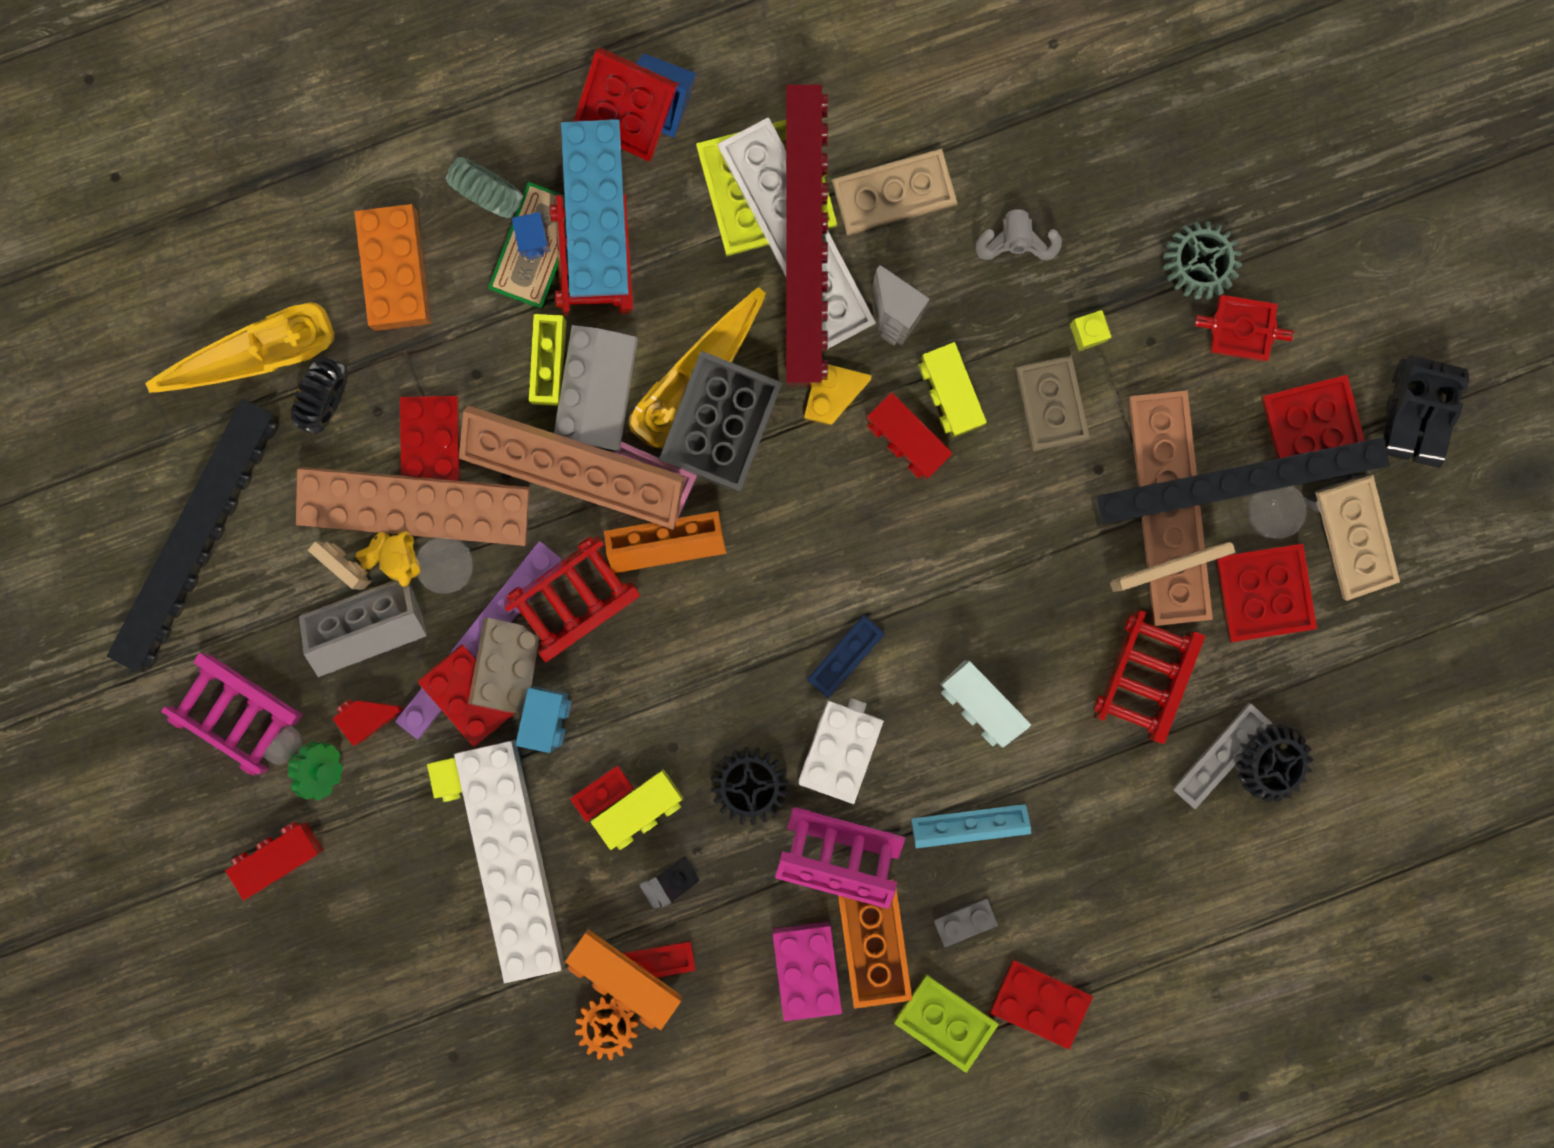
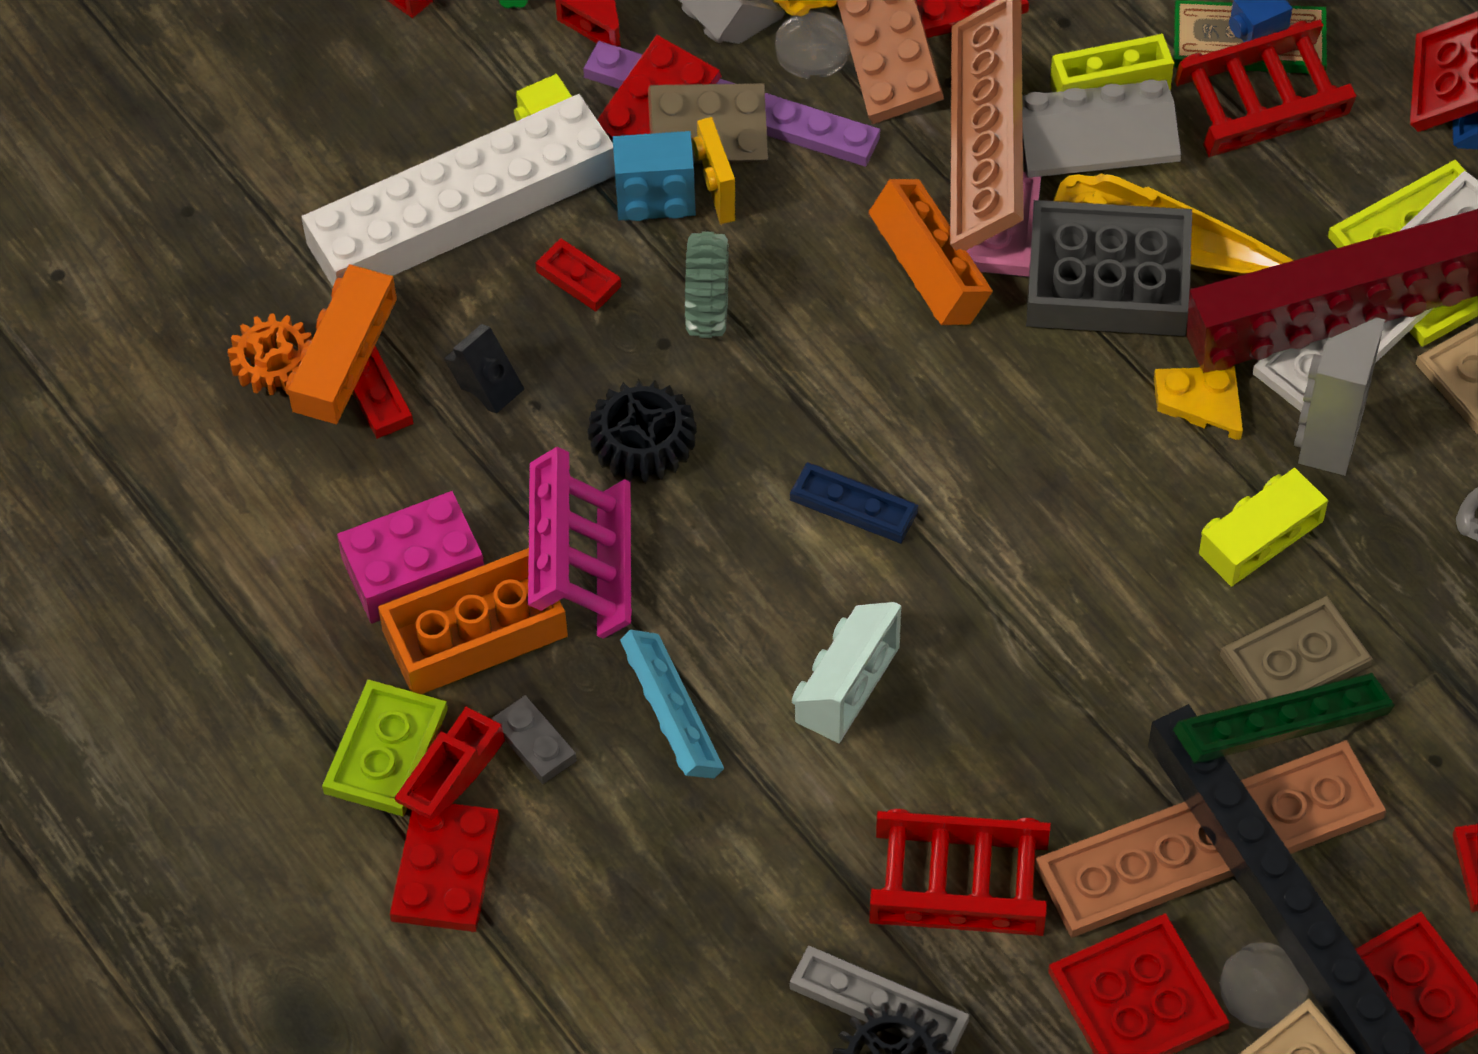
camera: 75 degrees right, 30 degrees down
(537, 676) = (716, 169): none -> yellow wing
(574, 626) = (816, 208): red fence -> none
(594, 208) = (1322, 64): dark azure plate -> none
(638, 811) = (569, 315): neon yellow brick -> none
(649, 709) = (706, 284): none -> sand green gear
(841, 750) = (725, 514): white torso -> none
(907, 437) = (1177, 491): red brick -> none
(978, 985) = (451, 764): none -> red slope
(1090, 330) = (1415, 666): neon yellow brick -> none
(1115, 435) = (1283, 718): none -> dark green tile
(1172, 566) = (1126, 829): tan tile -> none

